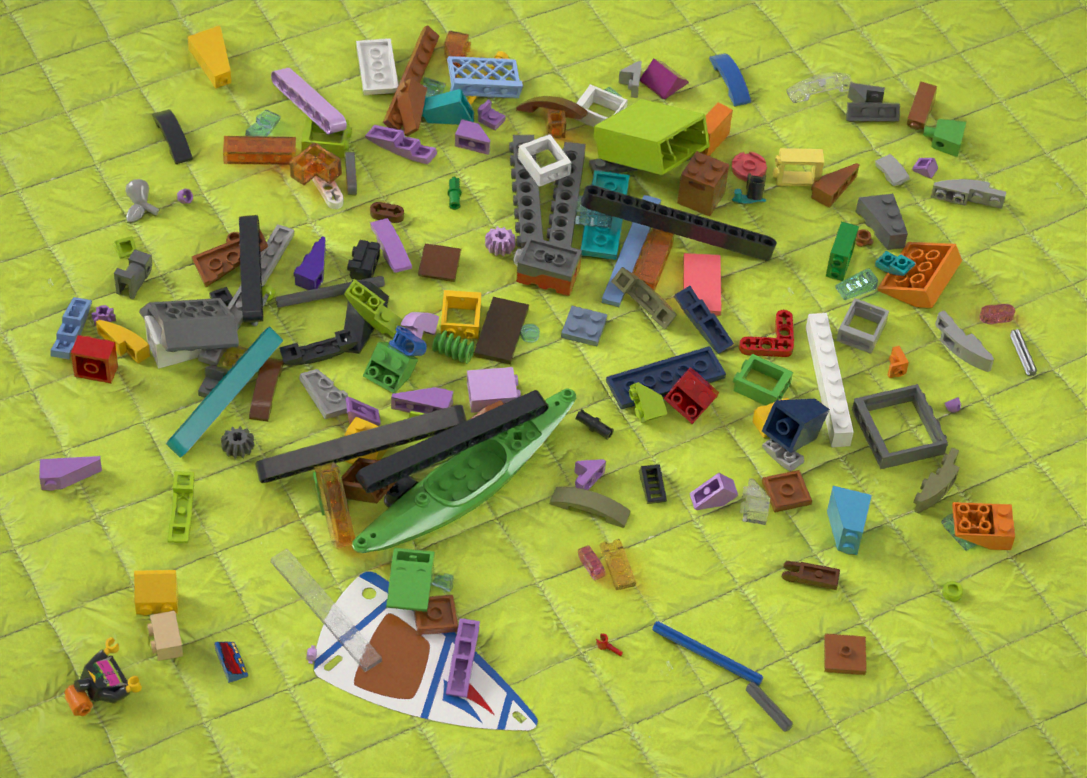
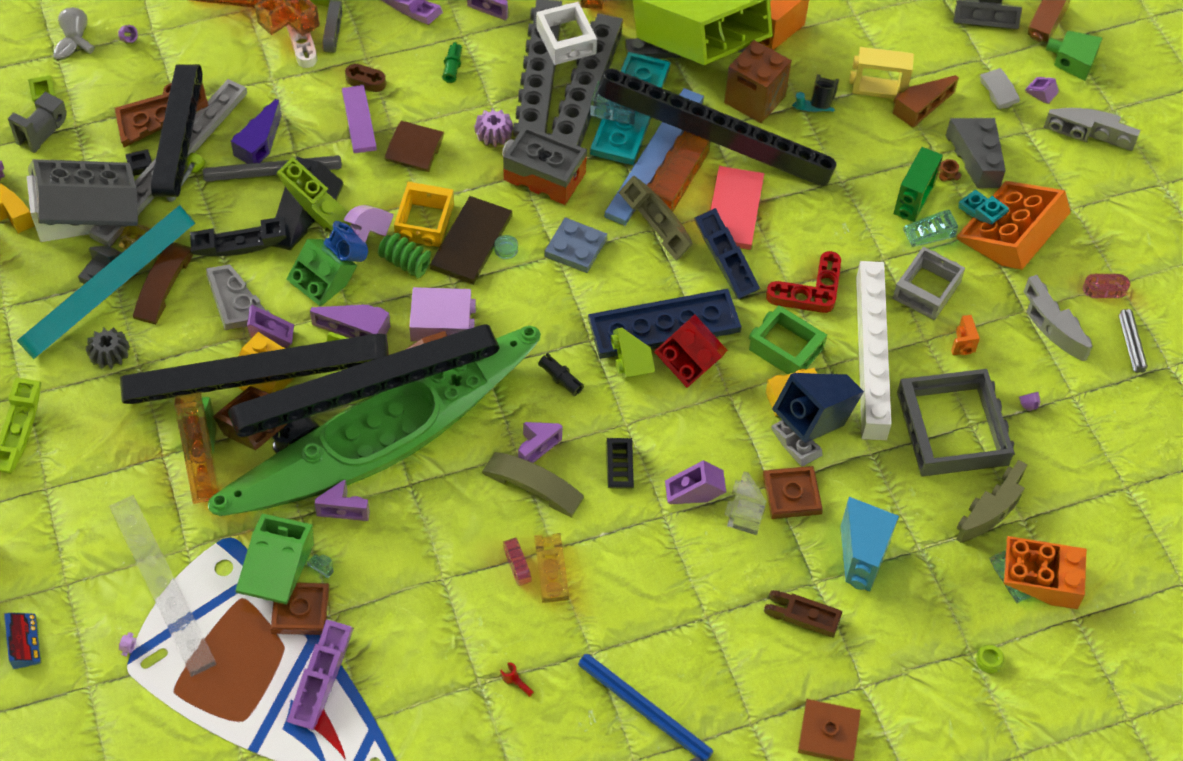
camera: 10 degrees right, 5 degrees up
(364, 260) = (322, 133): black brick -> none
(444, 537) = (336, 504): none -> medium lavender slope
(748, 163) = (821, 62): coral tile -> none

